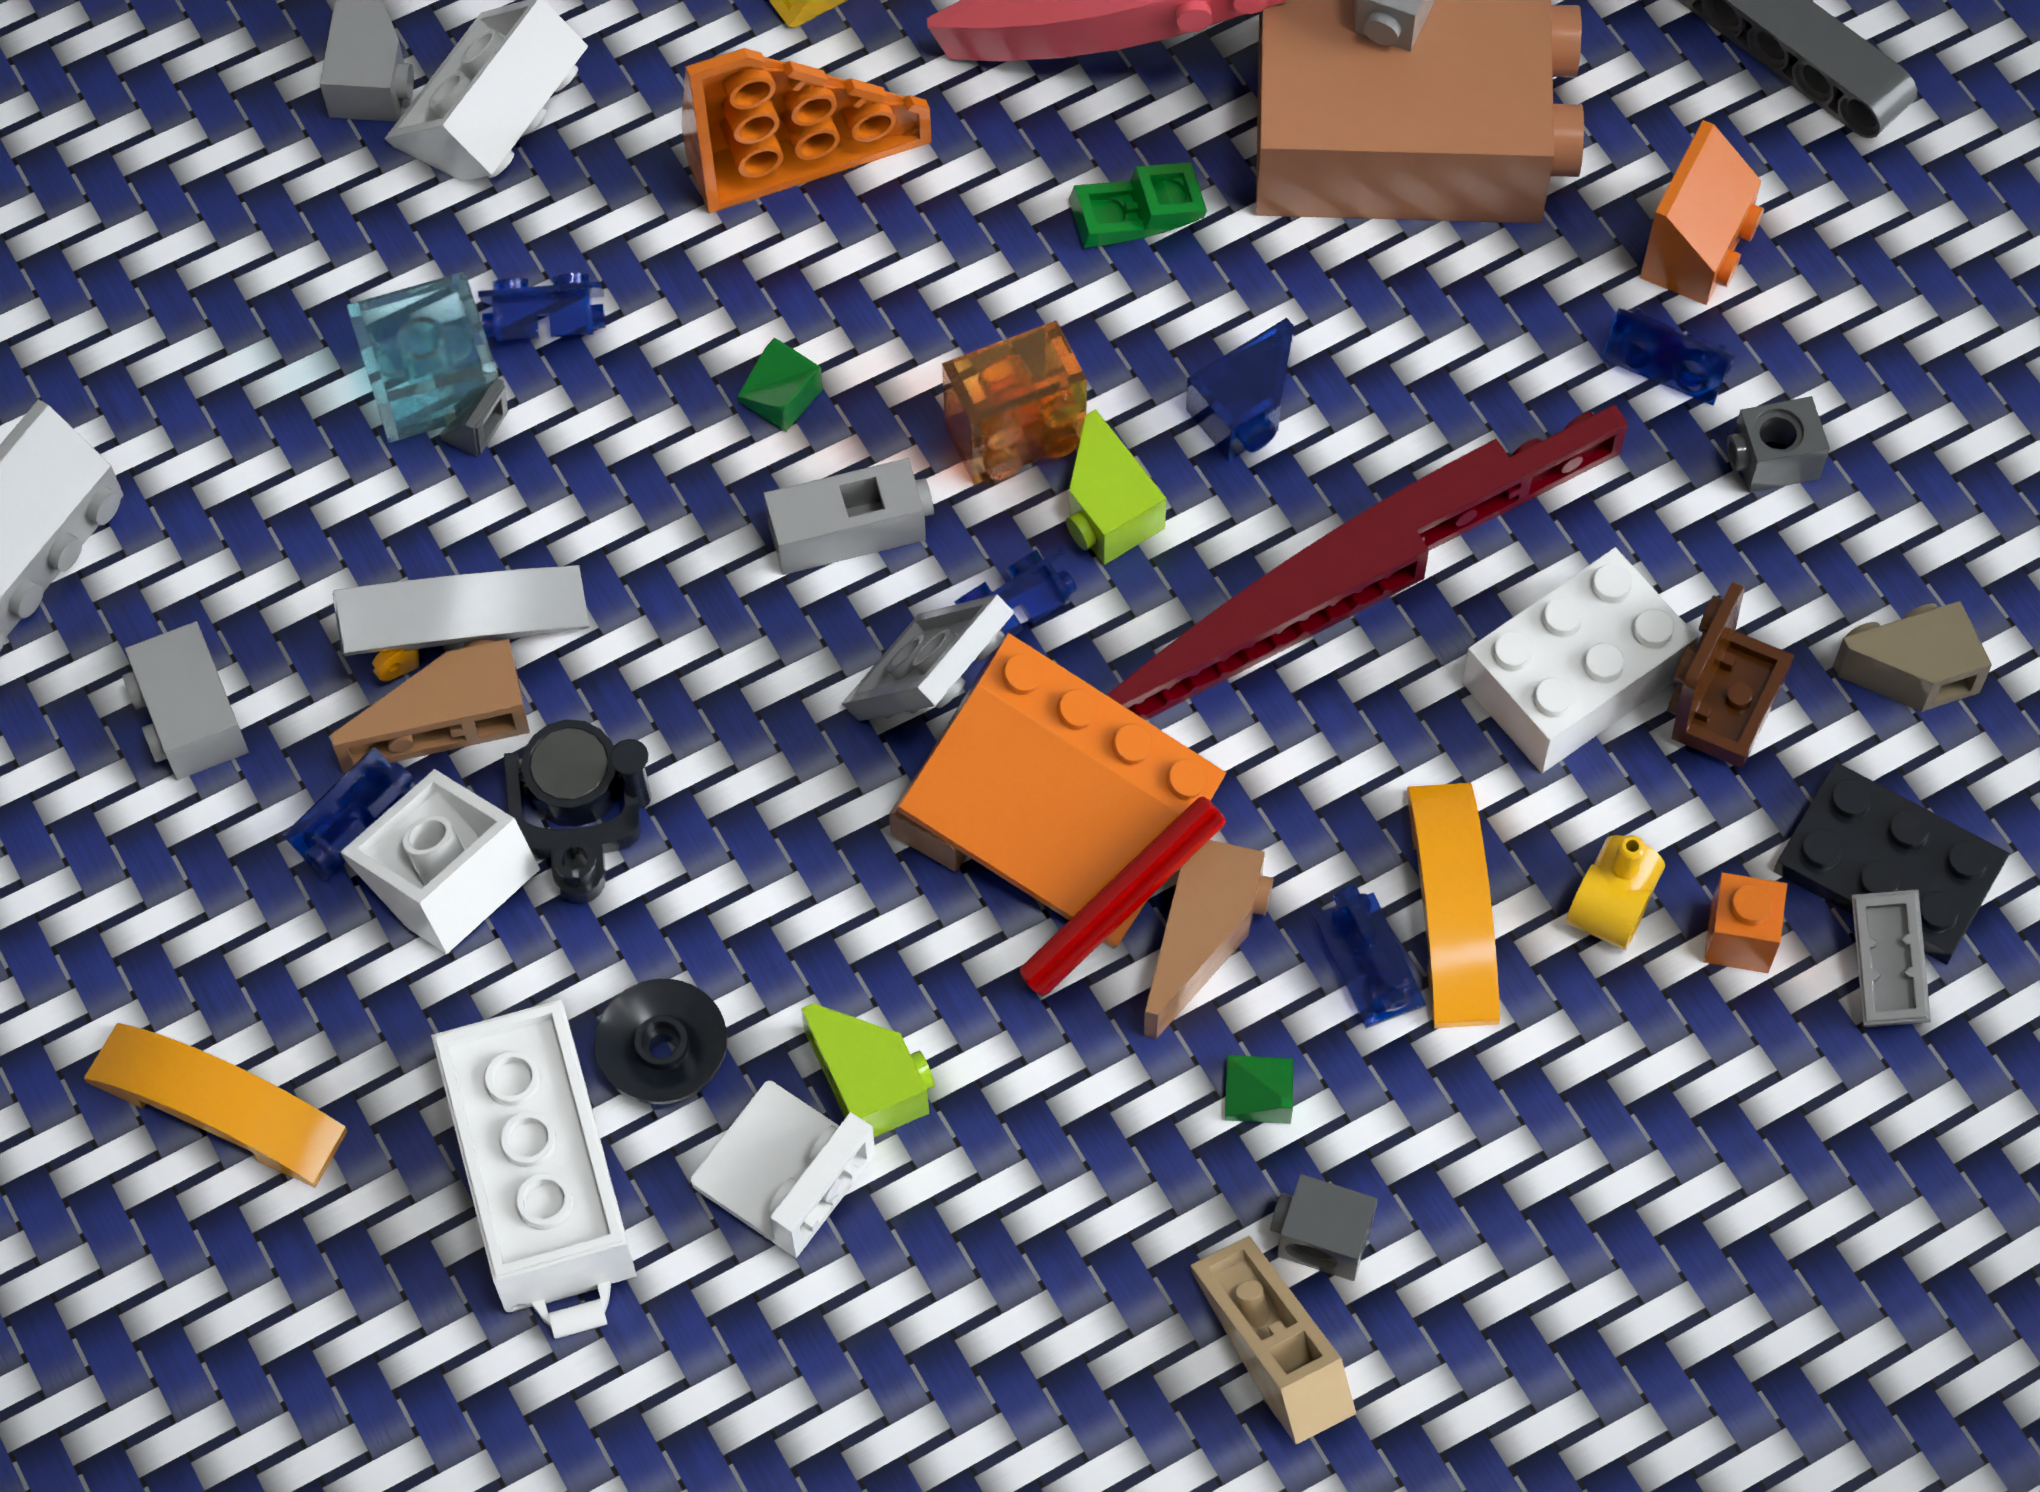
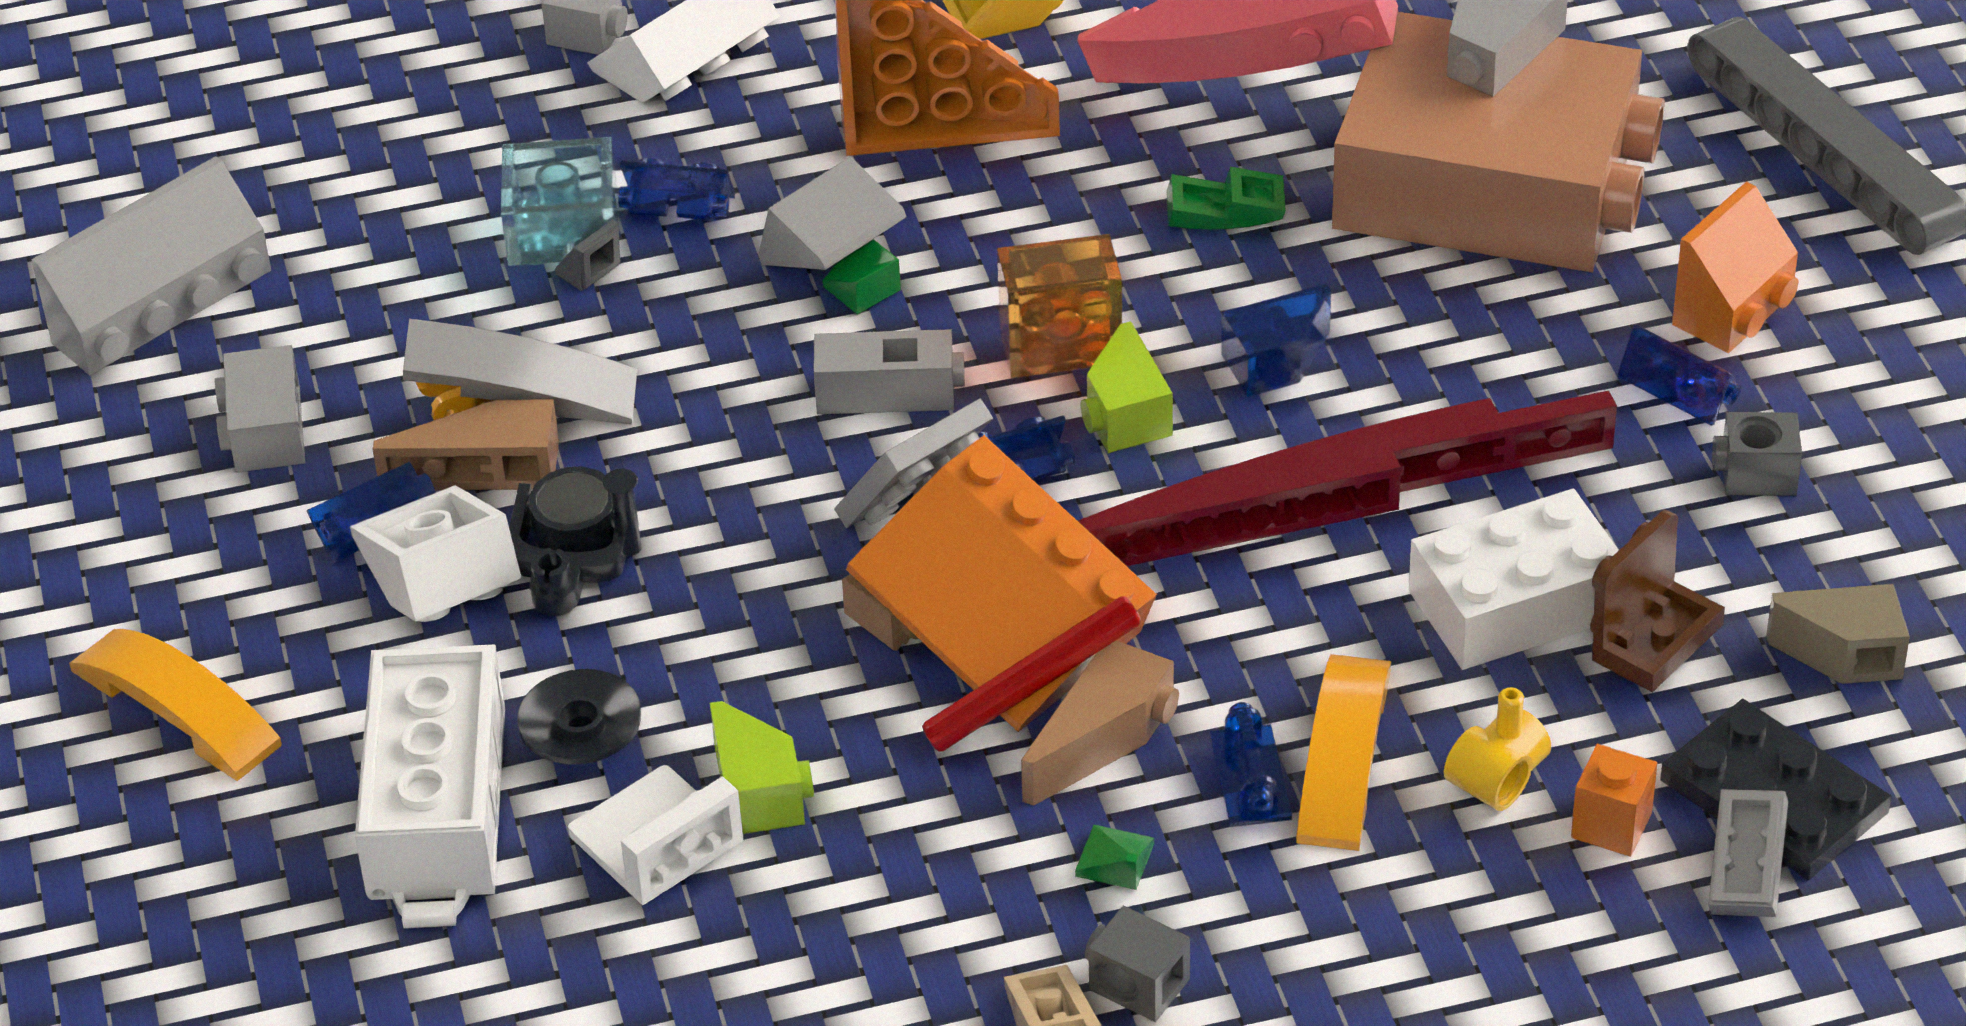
camera: 15 degrees right, 20 degrees down
(735, 333) = (828, 219): none -> light grey slope

